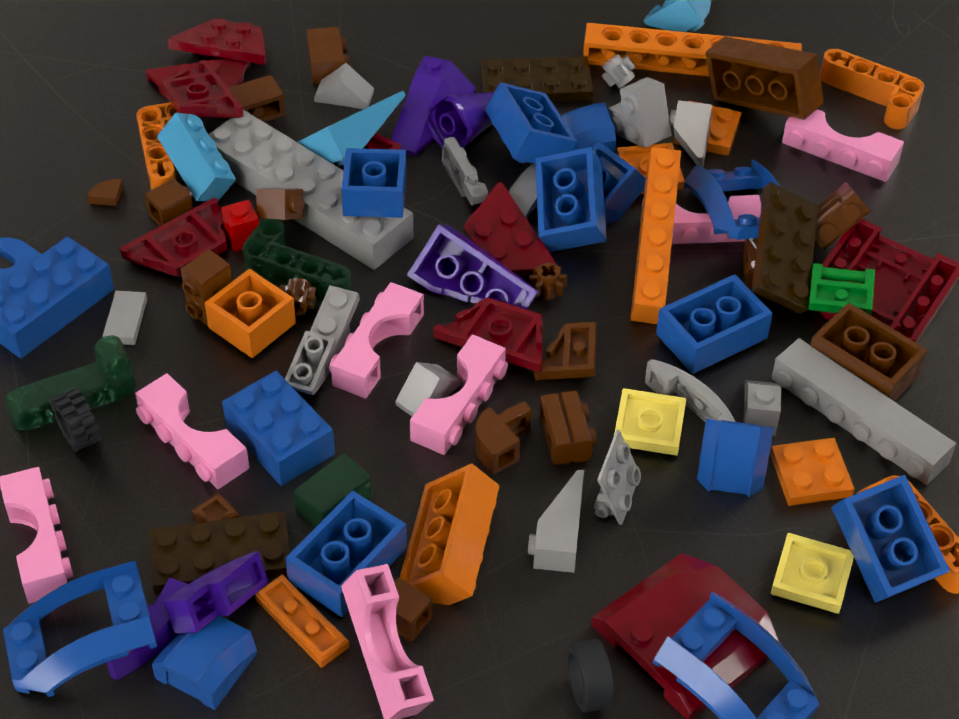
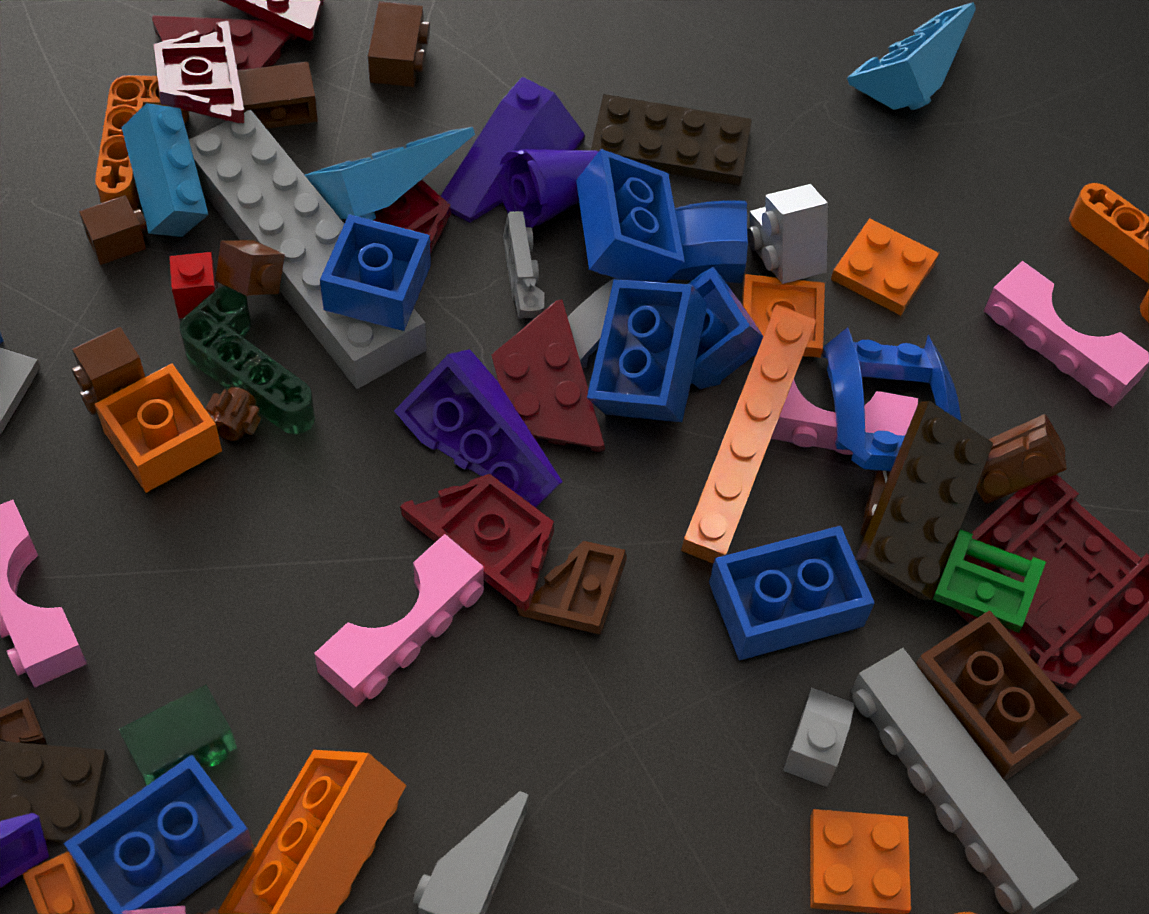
camera: 10 degrees right, 10 degrees up
(106, 192) = (41, 191): reddish brown tile -> none
(179, 240) = (111, 290): dark red wing -> none
(278, 428) = (138, 617): blue brick -> none
(323, 341) = (244, 497): light grey slope -> none
(344, 88) = (407, 101): light grey slope -> none
(393, 313) = (356, 468): bright pink arch -> none
(425, 382) = (364, 595): light grey slope -> none
(498, 436) = (427, 701): reddish brown brick -> none
(548, 280) = (582, 466): reddish brown gear -> none
(566, 427) = (531, 710): reddish brown brick -> none
(617, 481) = (573, 818): light grey hinge -> none
(618, 71) = (785, 152): light grey gear -> none
(651, 421) = (653, 727): light yellow plate -> none
(656, 48) = (899, 146): orange brick -> none
(675, 382) = (701, 670): light grey slope -> none
(692, 128) = (858, 269): light grey slope -> none
(734, 456) = (749, 823): blue slope -> none
(765, 77) = (983, 214): reddish brown brick -> none

